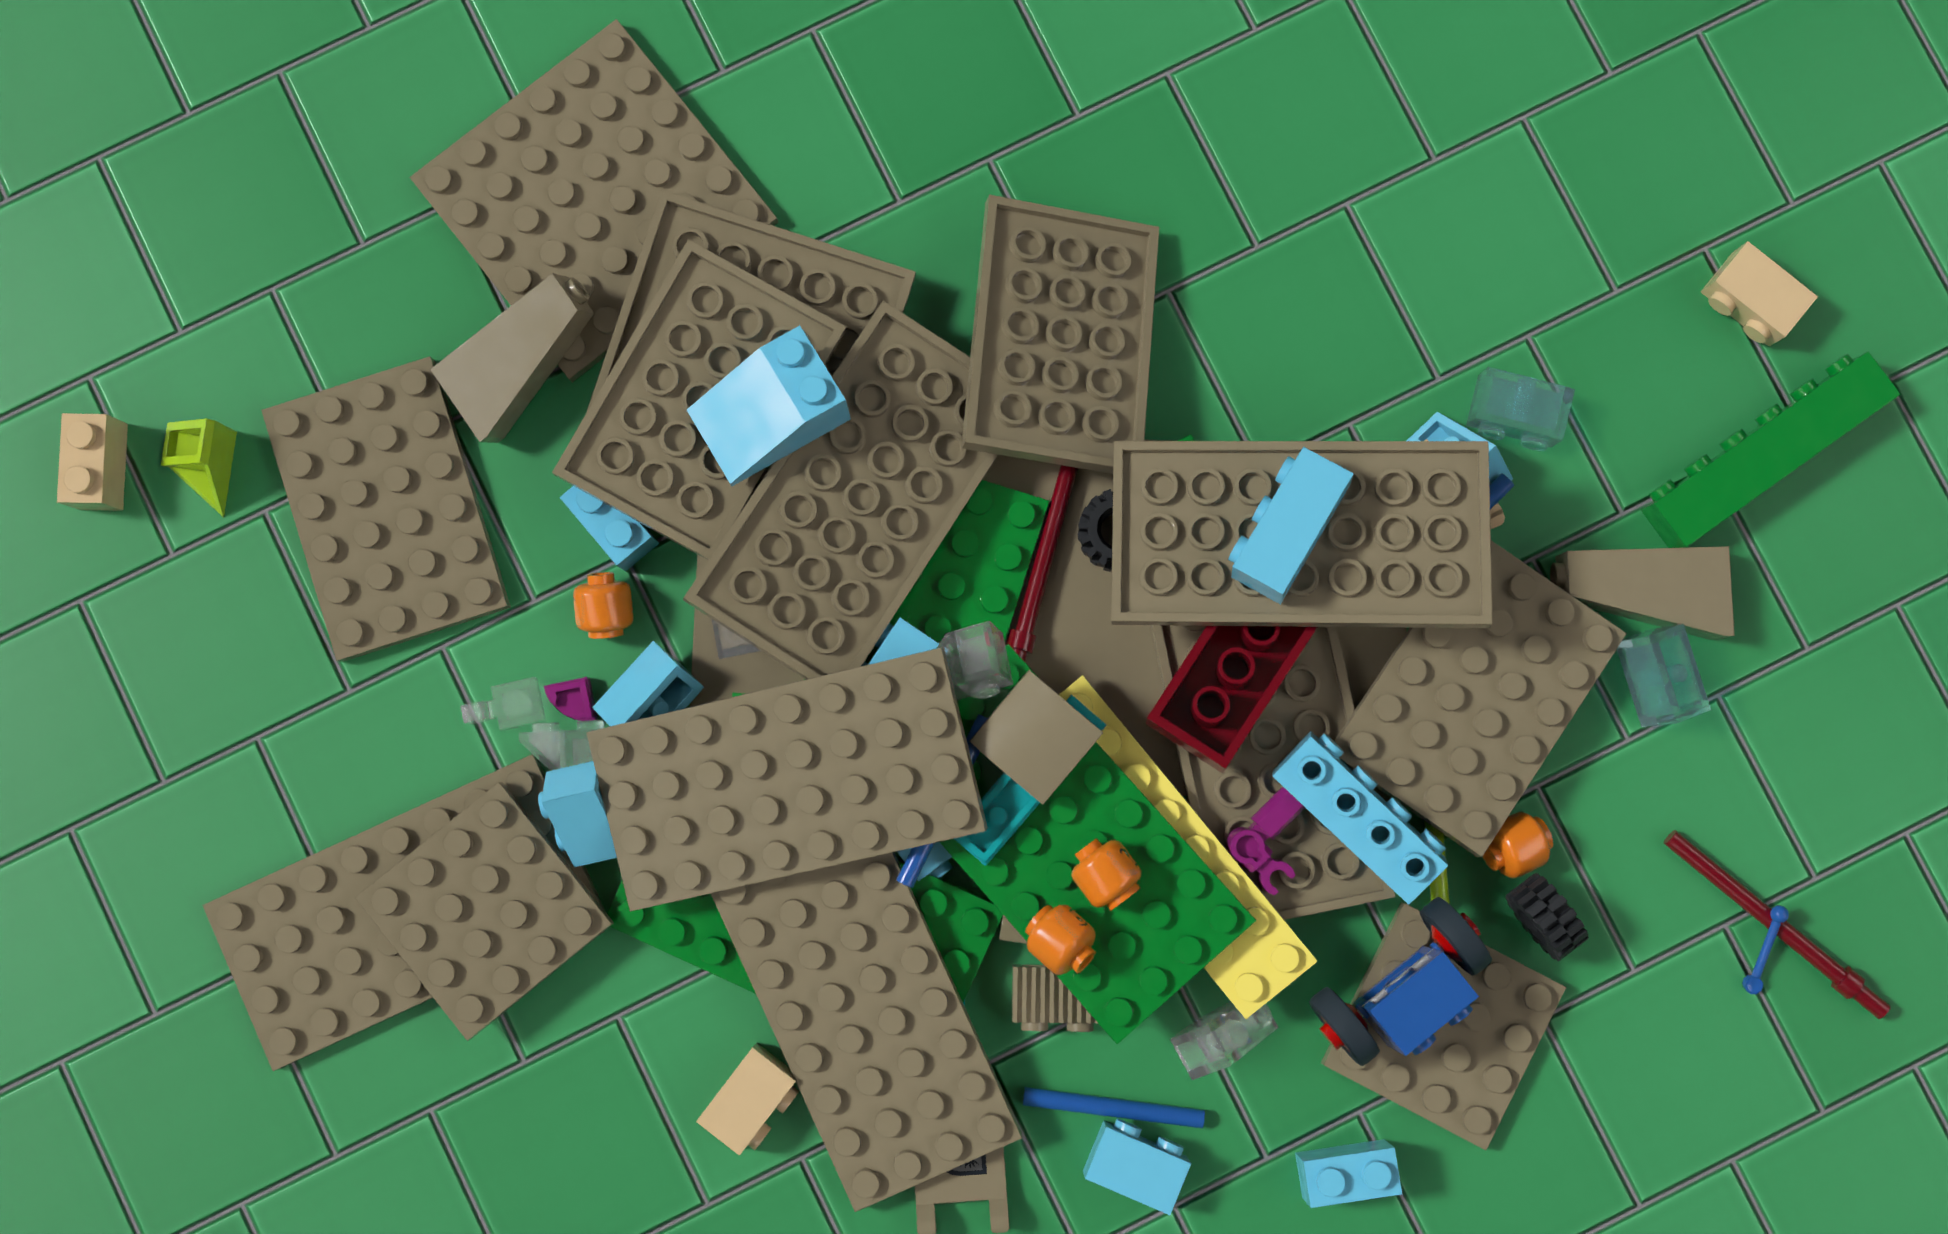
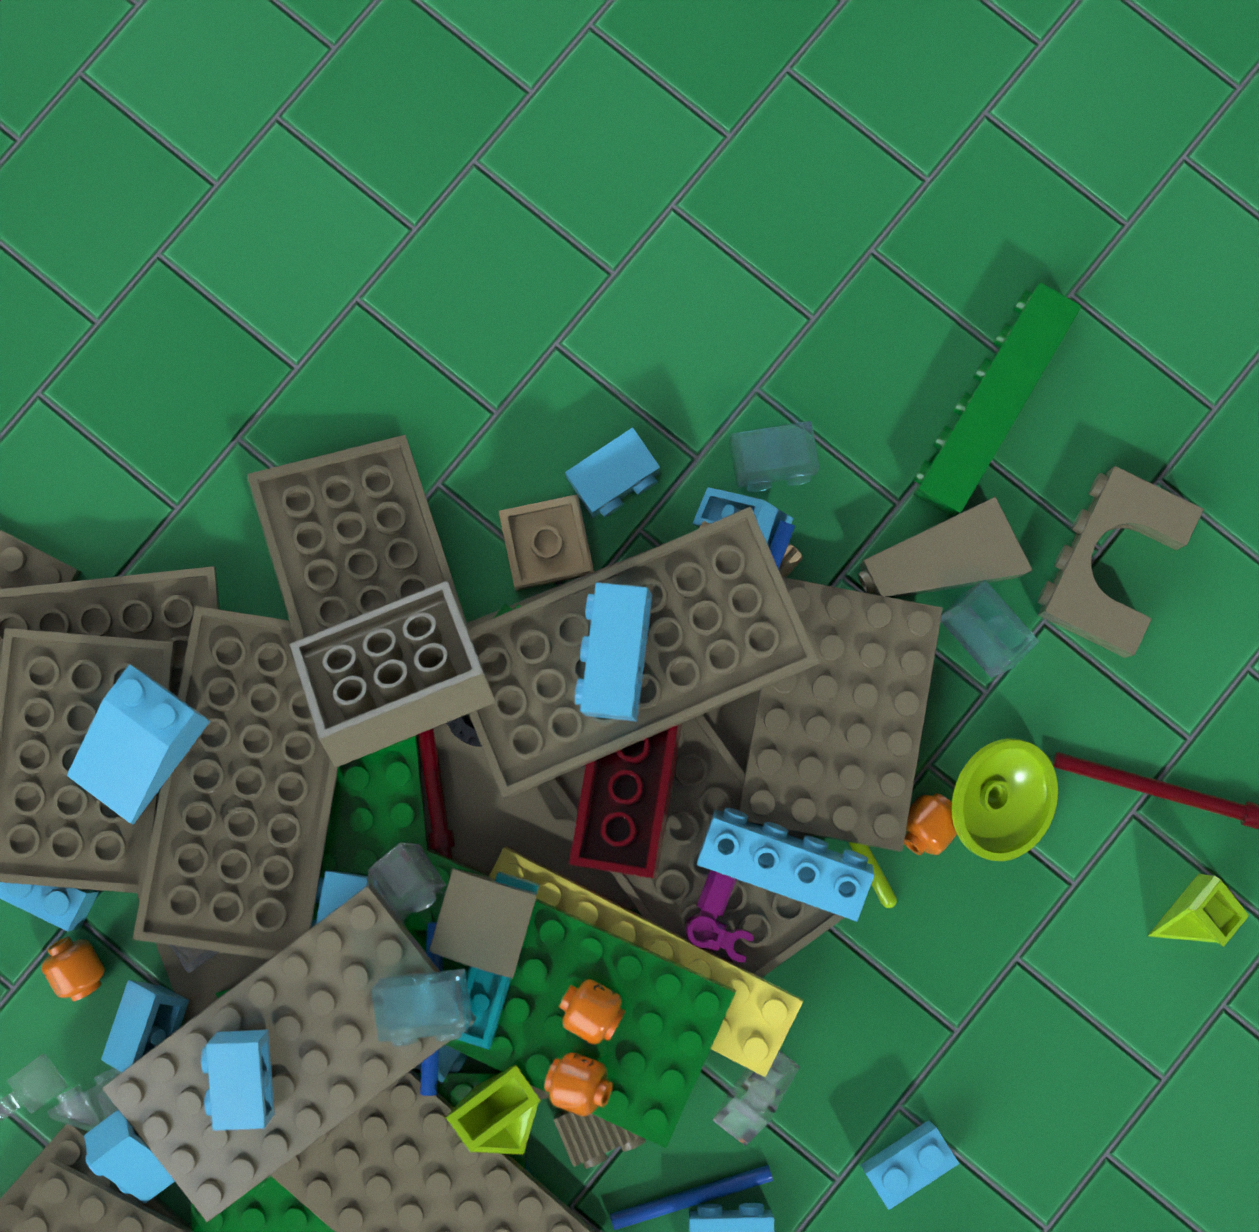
camera: 25 degrees left, 0 degrees up
(573, 698) = (82, 1057): magenta tile -> none
(729, 782) = (239, 1080): none -> medium azure brick
(944, 790) = (422, 1007): none -> clear light blue brick
(964, 934) = (496, 1114): none -> lime slope
(1056, 450) = (390, 674): none -> dark tan slope
(1251, 394) = (546, 542): none -> tan tile
(1350, 356) = (614, 473): none -> medium azure brick
(1414, 996) = (895, 996): brick -> none
(1471, 1066) = (936, 1003): dark tan plate -> none
(1547, 916) = (979, 875): black tyre -> none
(1606, 852) = (1019, 801): none -> lime dish
(1752, 982) = (1174, 850): blue hinge -> none
(1754, 1057) = (1202, 913): none -> lime slope
(1758, 295) = (930, 272): tan brick -> none
(1764, 683) = (1074, 597): none -> dark tan arch

